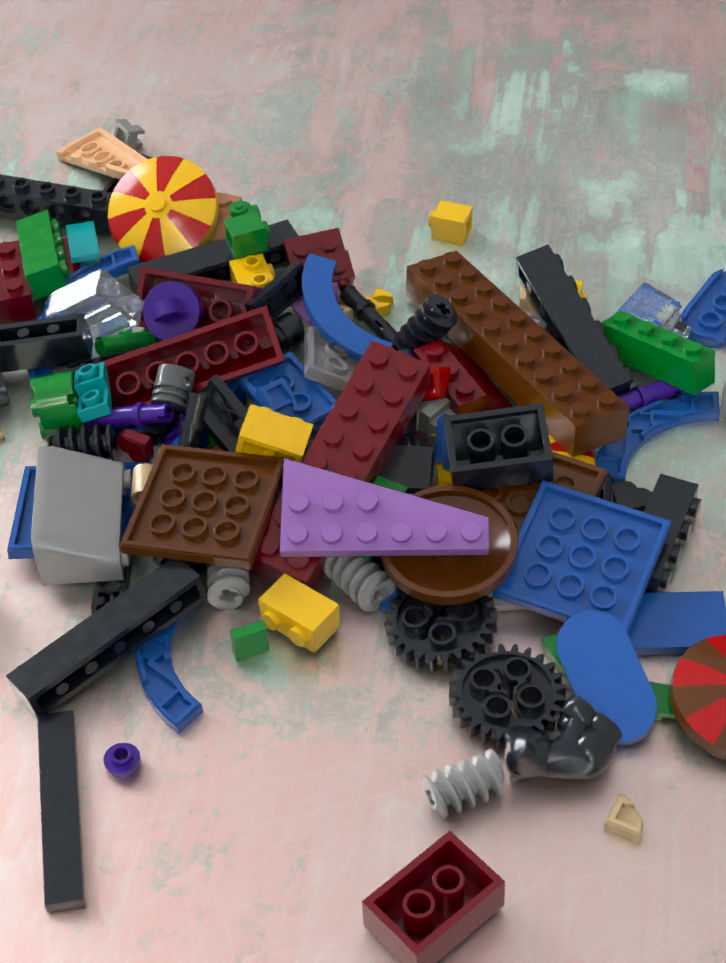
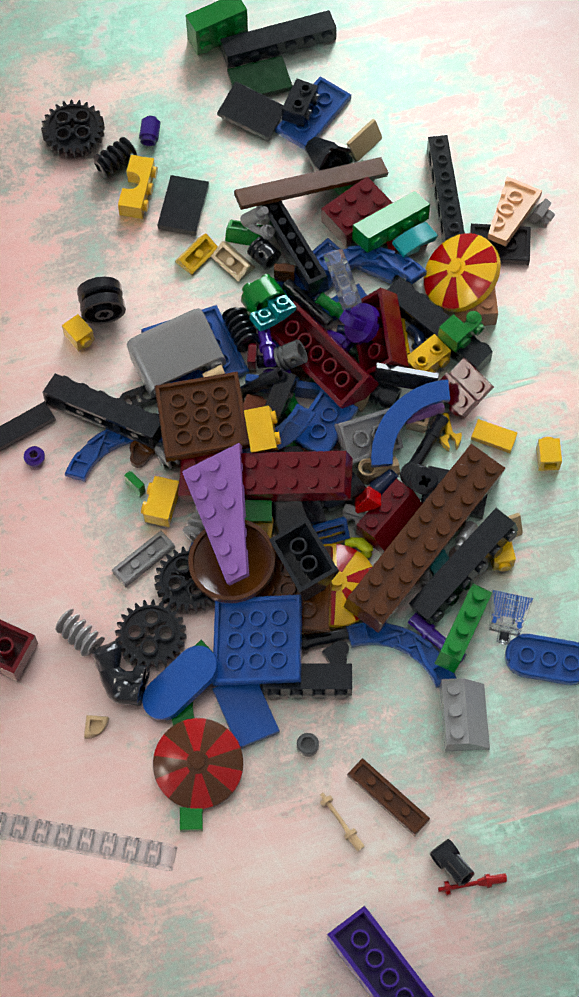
camera: 65 degrees right, 20 degrees up
(35, 367) = (283, 272): none -> reddish brown plate
(199, 626) = (140, 454): none -> reddish brown tile
(374, 674) = (143, 558): none -> light grey tile
(394, 264) = (494, 436): none -> yellow tile

